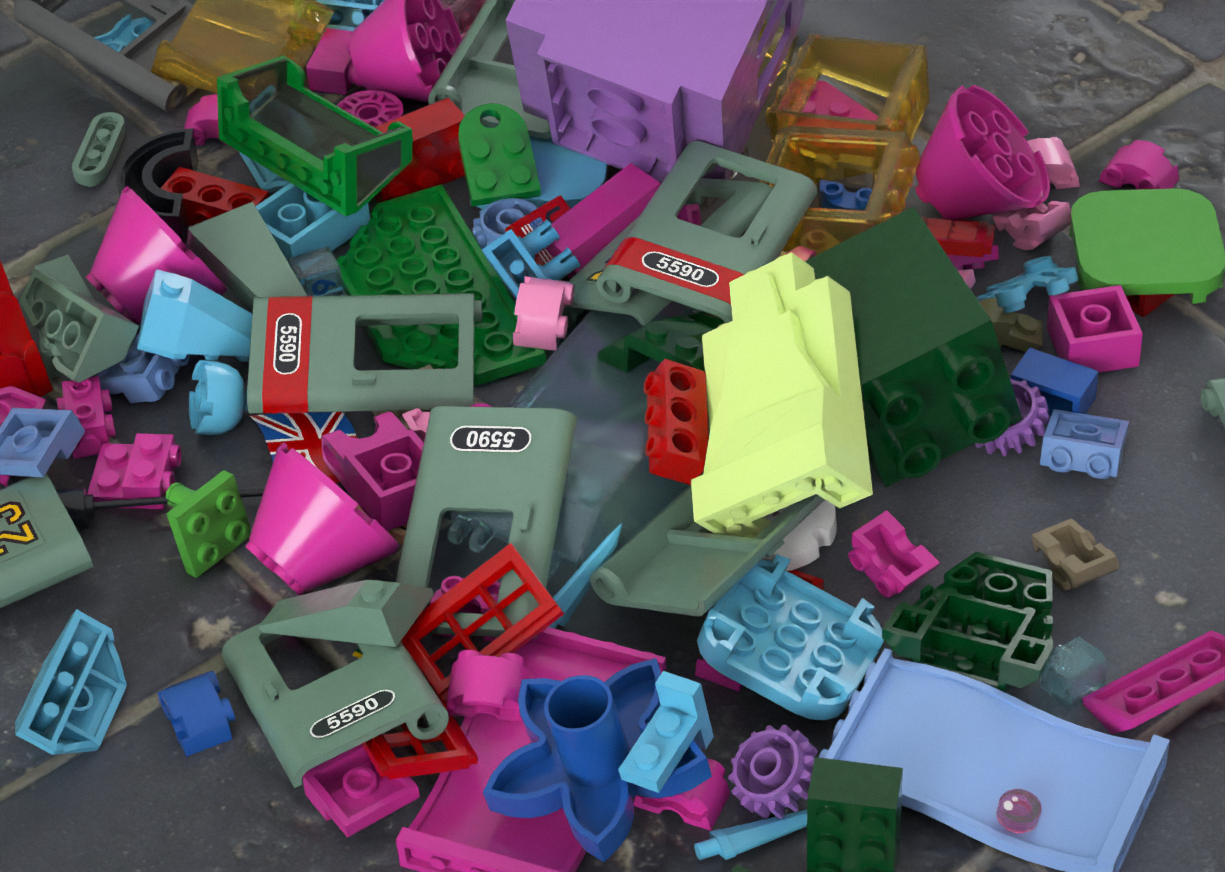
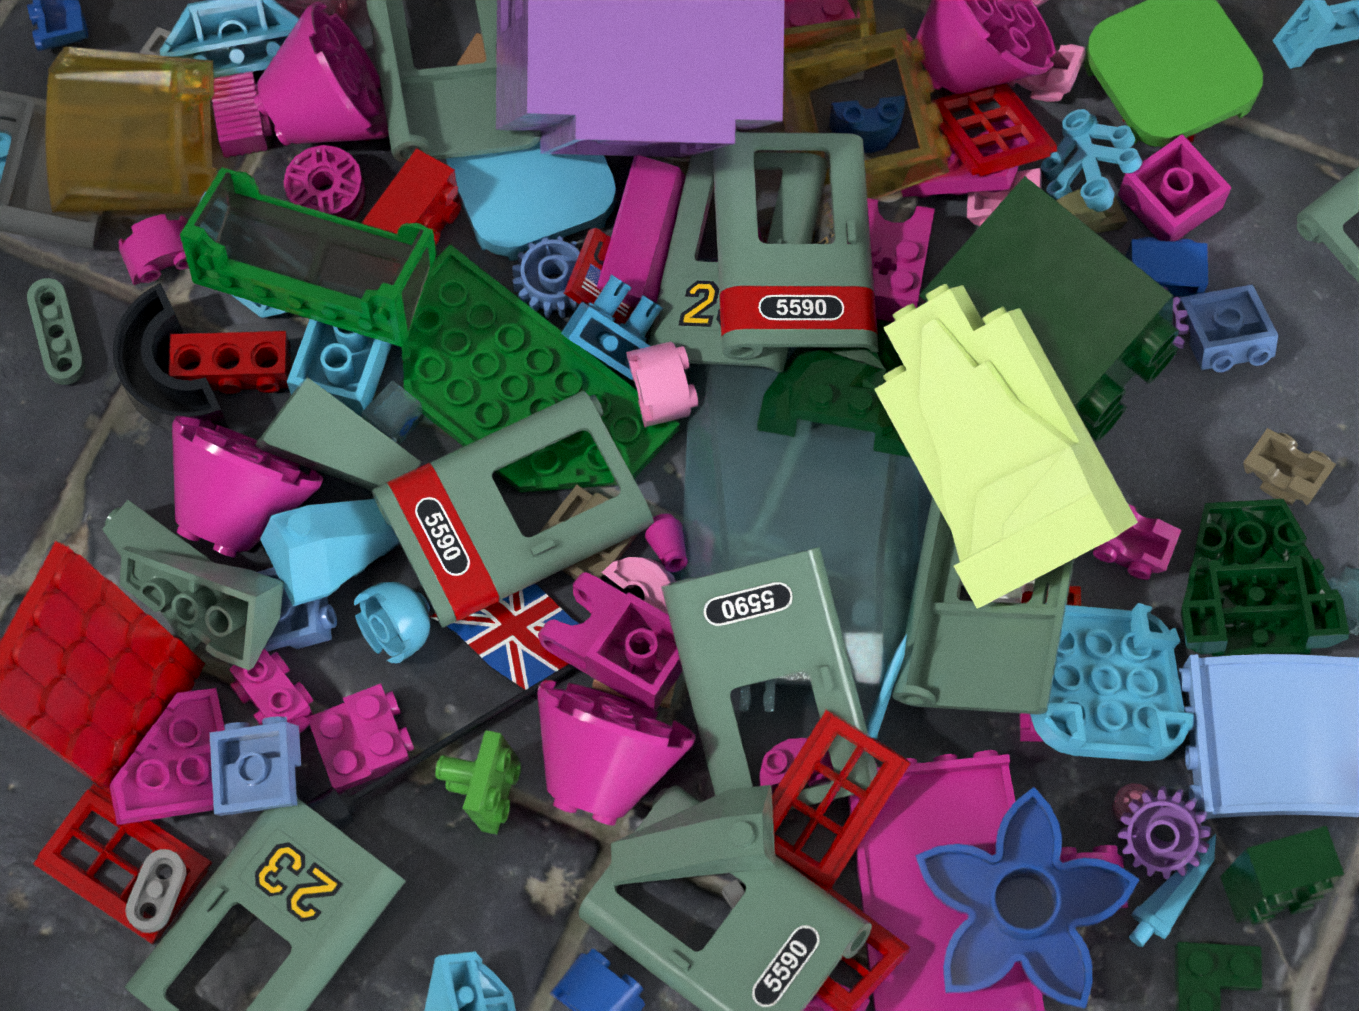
camera: 30 degrees left, 25 degrees up
(486, 685) = (874, 869): dark pink cylinder -> none
(499, 158) = (506, 203): green plate -> none
(669, 733) = (1096, 878): medium azure bracket -> none
(676, 421) = (897, 495): red brick -> none

